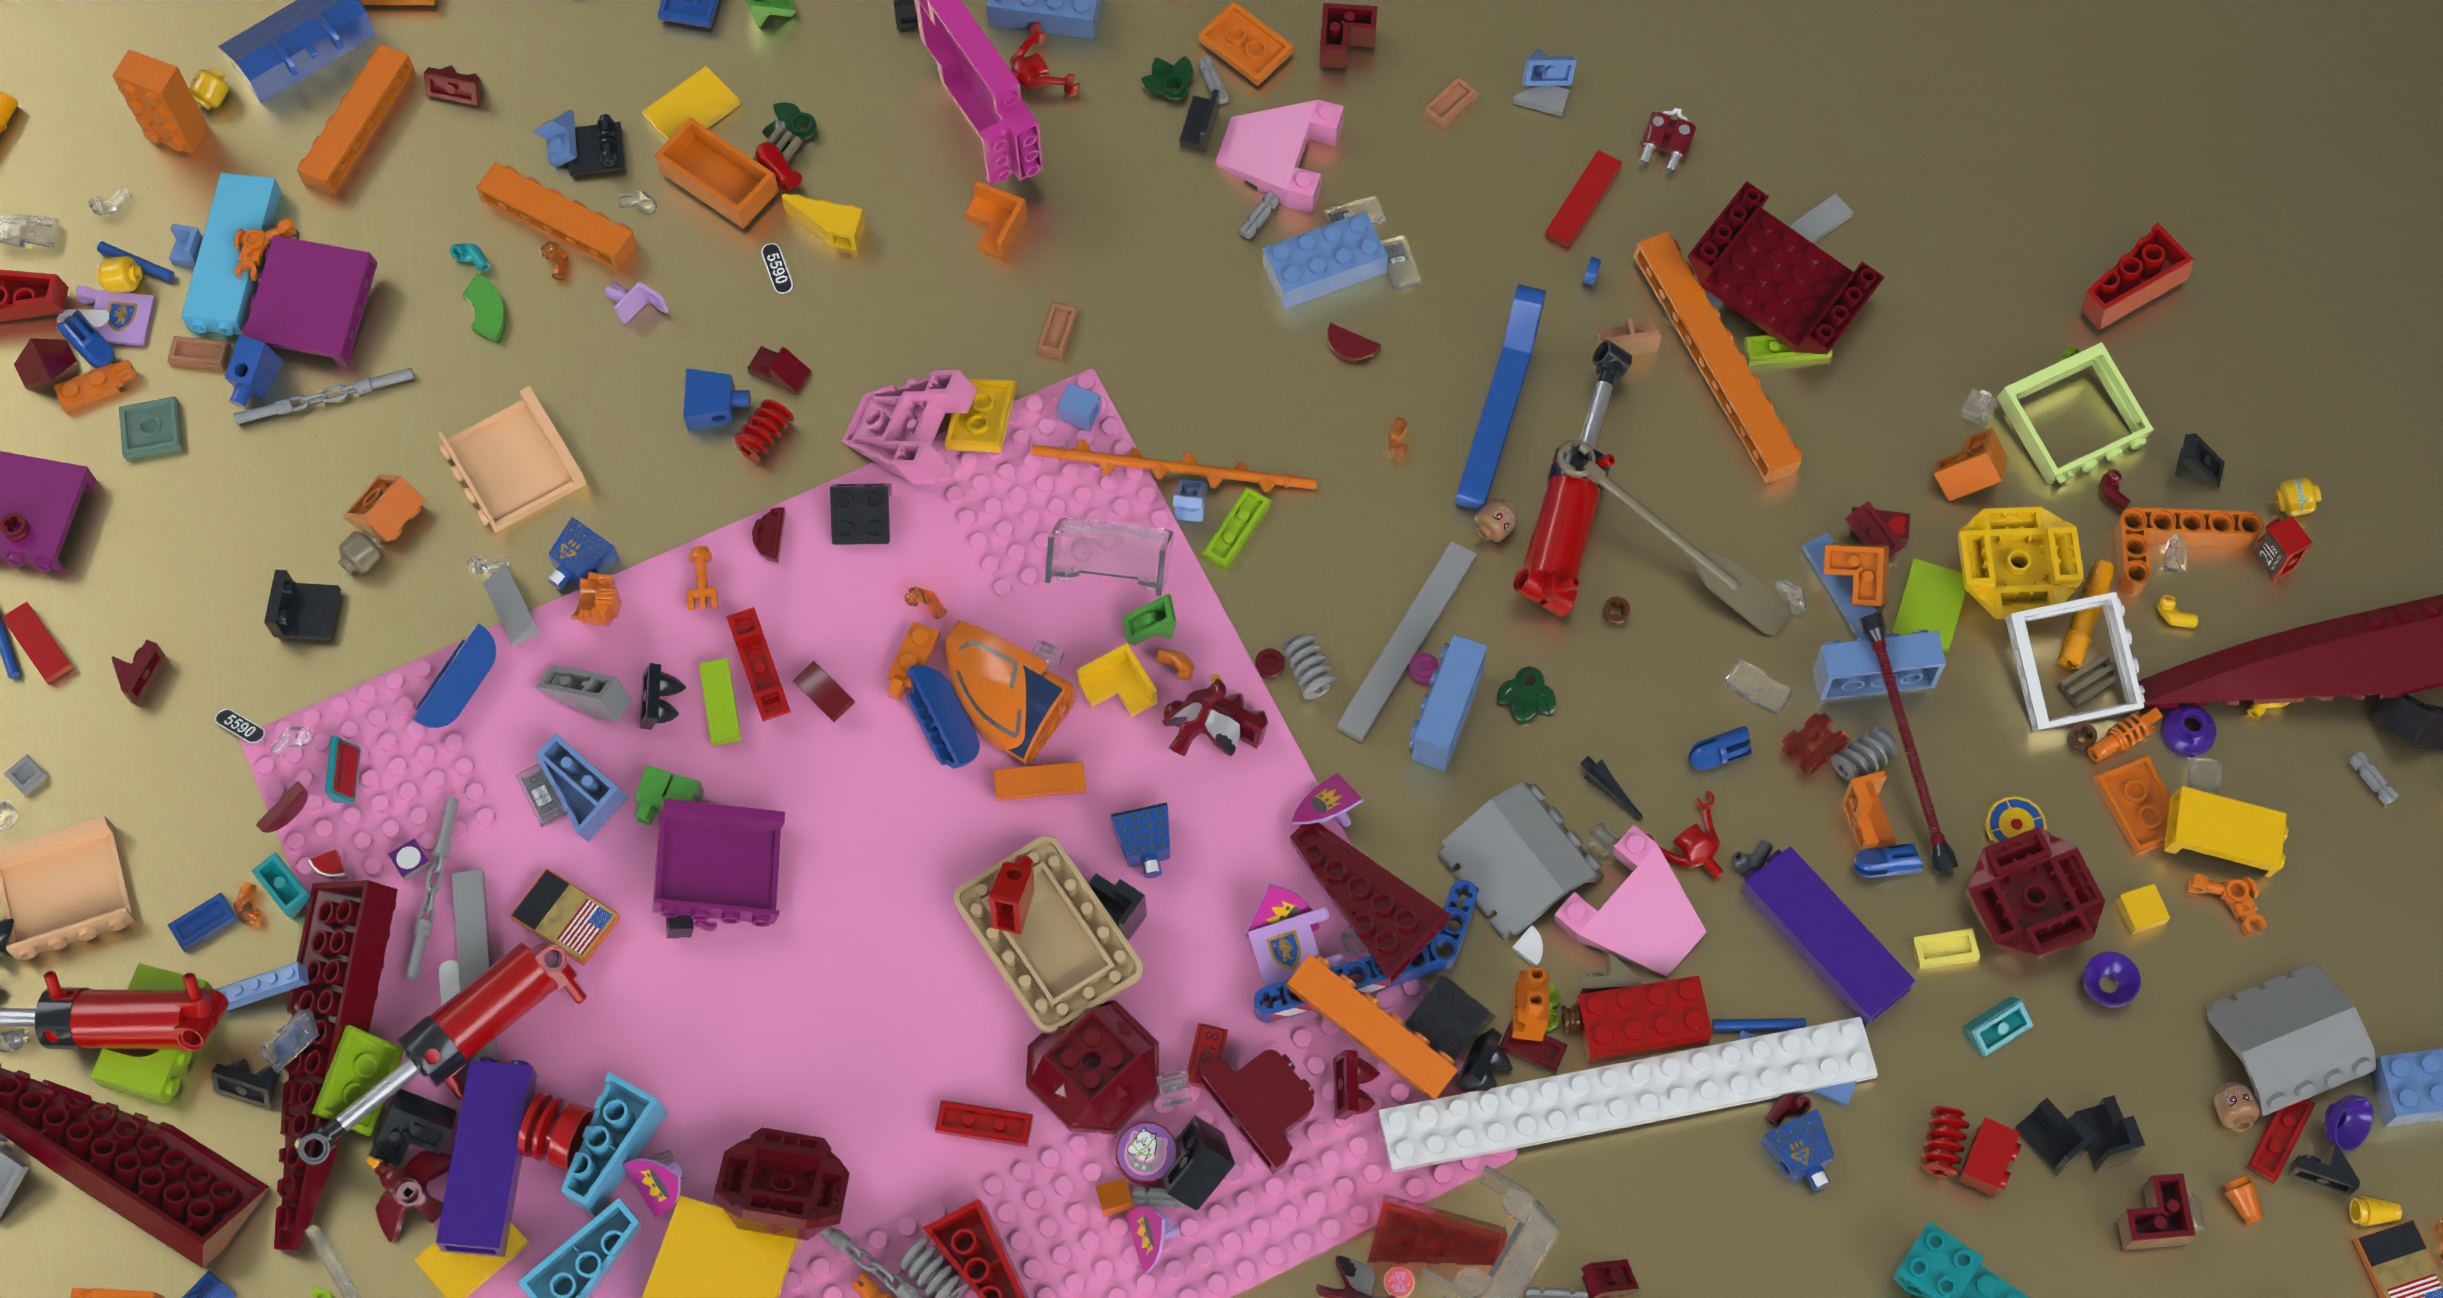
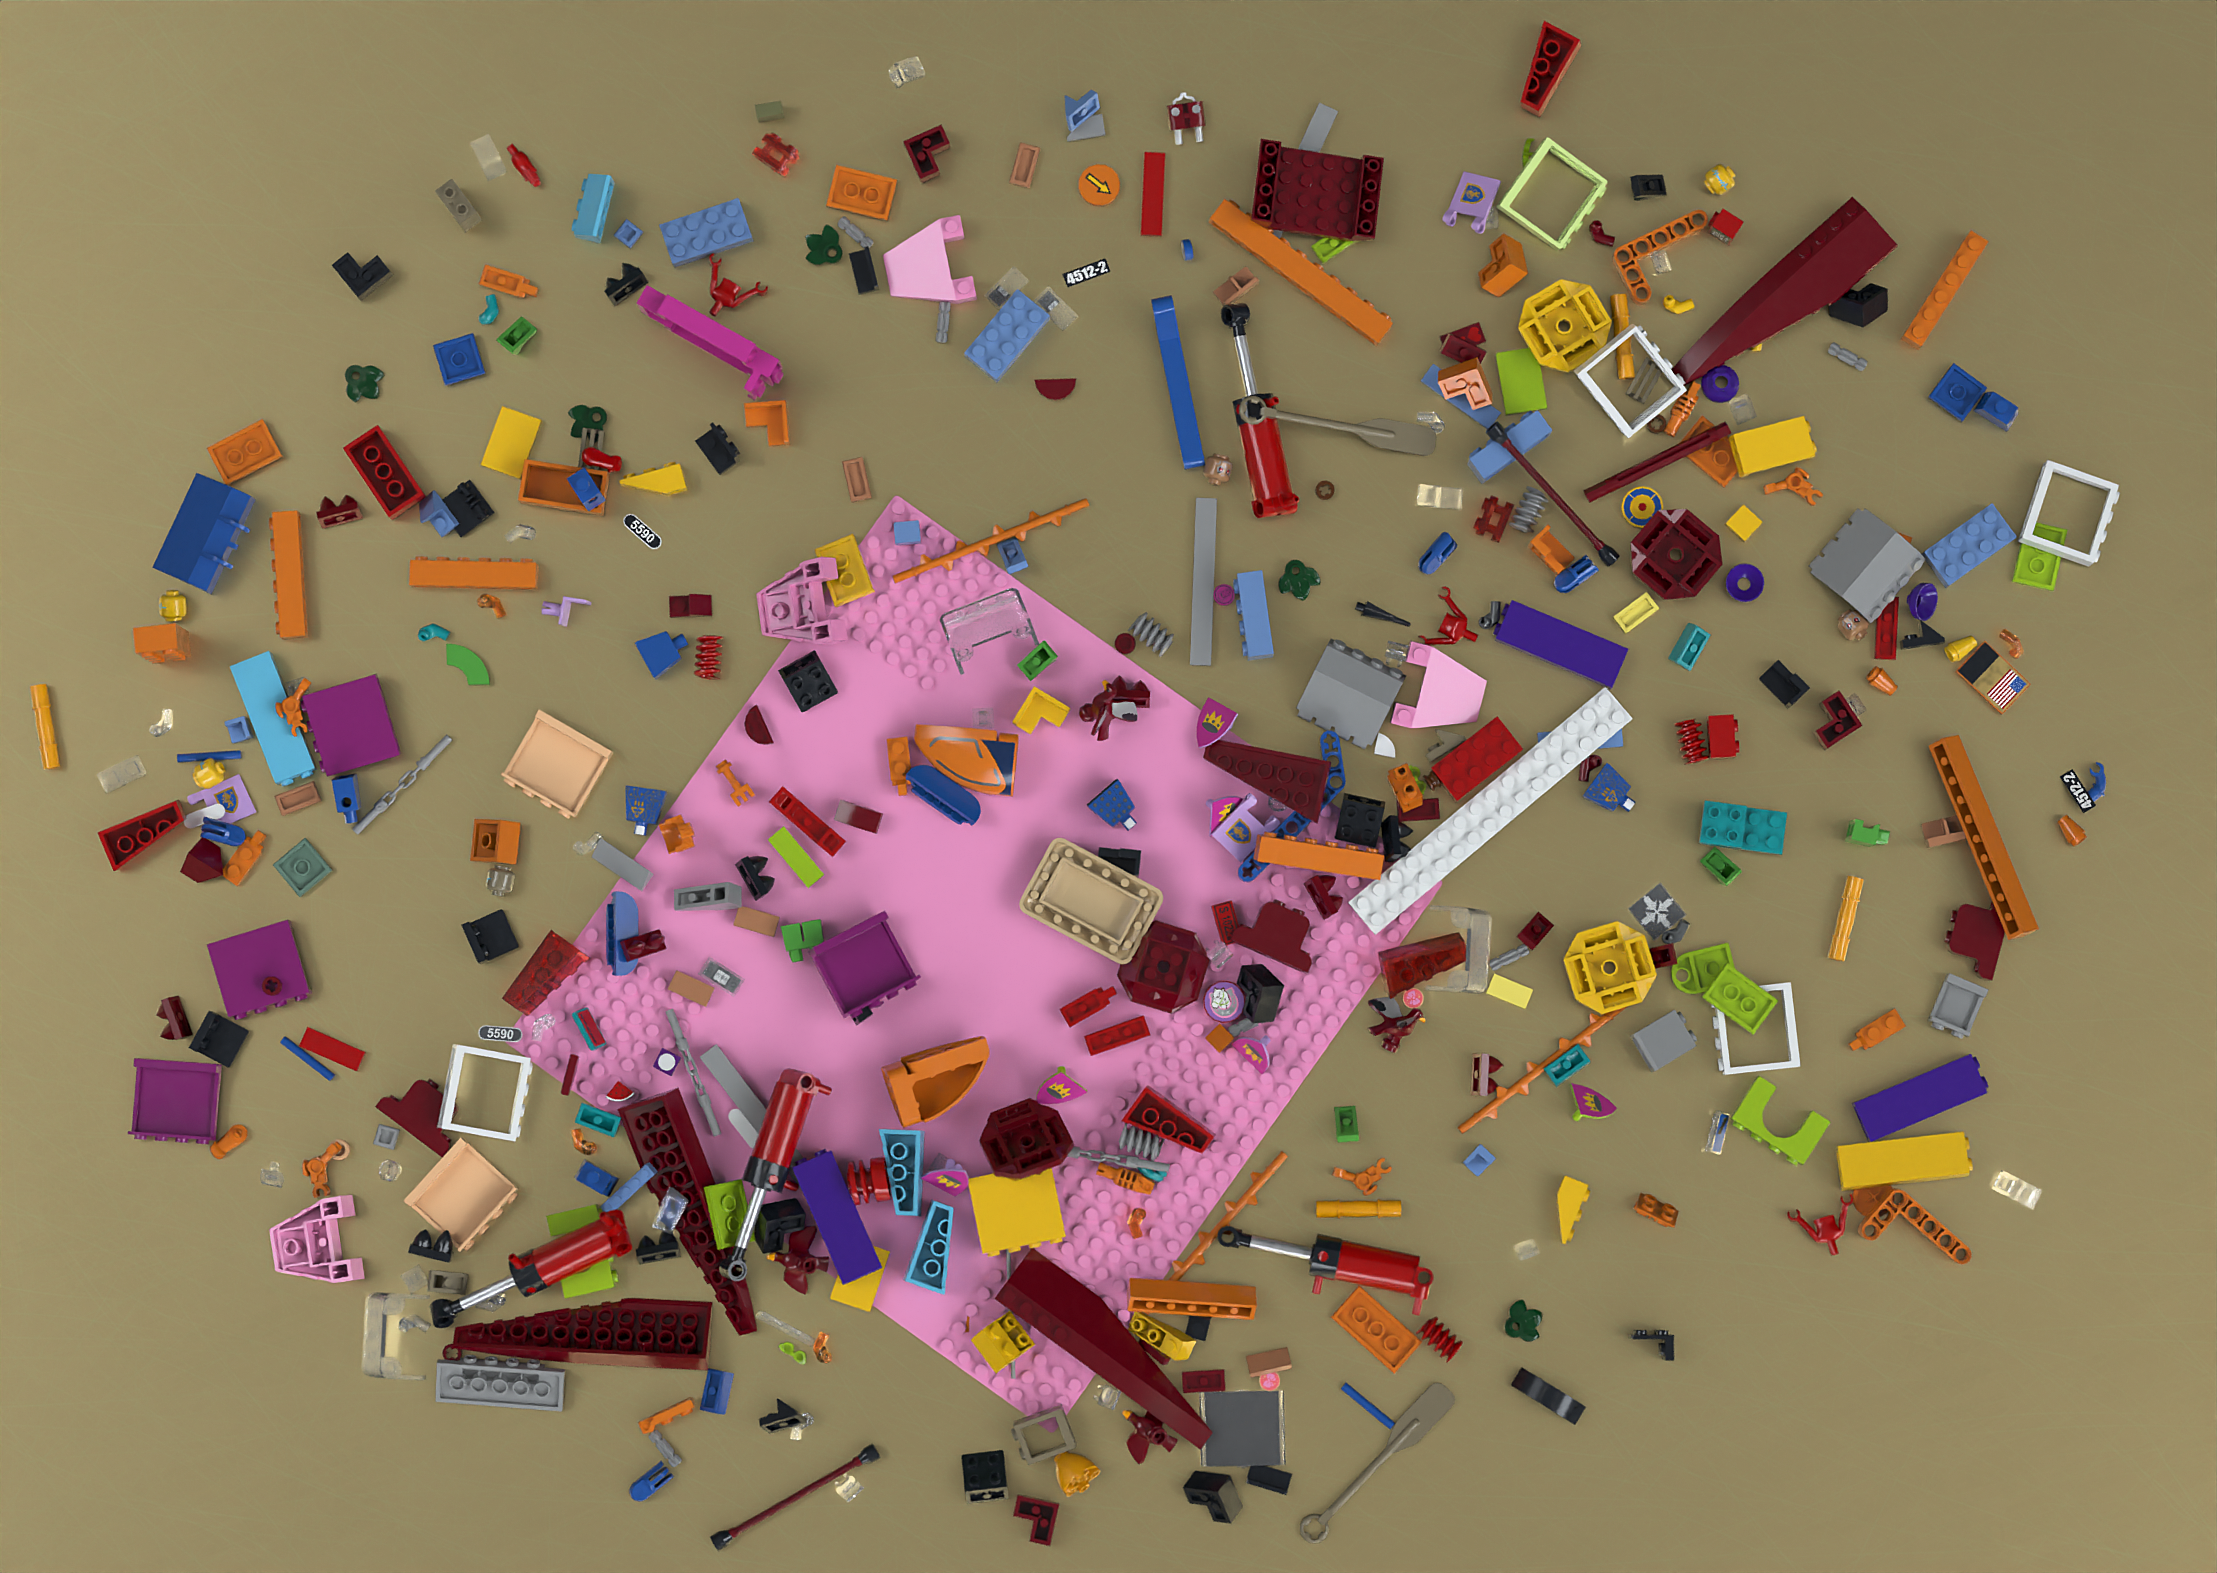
camera: 25 degrees left, 20 degrees up
(85, 767) = (420, 1114): none -> dark red brick
(121, 755) = (452, 1084): none -> white window
(136, 676) = (413, 1039): dark red slope -> none
(202, 922) = (561, 1167): blue tile -> none
(228, 947) = (596, 1178): none -> blue torso
(333, 678) = (544, 972): none -> clear red wedge
(470, 705) = (643, 945): none -> dark red tile
(496, 788) = (691, 988): none -> nougat tile
(530, 65) = (384, 472): none -> red brick
(565, 916) = (786, 1045): tile -> none
(580, 786) = (746, 960): medium blue wedge -> none
(625, 750) = (756, 921): none -> nougat tile
(716, 1049) = (934, 1079): none -> orange panel
(735, 161) = (586, 489): none -> blue torso
(868, 1147) = (1059, 1088): none -> dark pink shield
(919, 220) = (717, 450): none -> black bracket
(927, 597) = (883, 718): clear orange arm -> none
(968, 1063) = (1087, 1005): none -> red hinge
(1012, 895) = (1061, 896): red torso -> none
(1039, 781) = (1027, 802): orange tile -> none
(1179, 660) = (1070, 675): orange arm -> none
(1236, 528) = (1053, 560): lime tile -> none
(1394, 435) = (1121, 442): clear orange arm -> none
(1457, 244) = (1086, 272): none -> black sticker
(1525, 161) = (1099, 185): none -> orange tile
(1775, 1024) = (1546, 722): blue bar -> none
(1972, 374) = (1474, 198): none -> lavender flag
(2054, 1137) = (1754, 703): black panel -> none
(2064, 778) = (1657, 461): none -> dark red piece

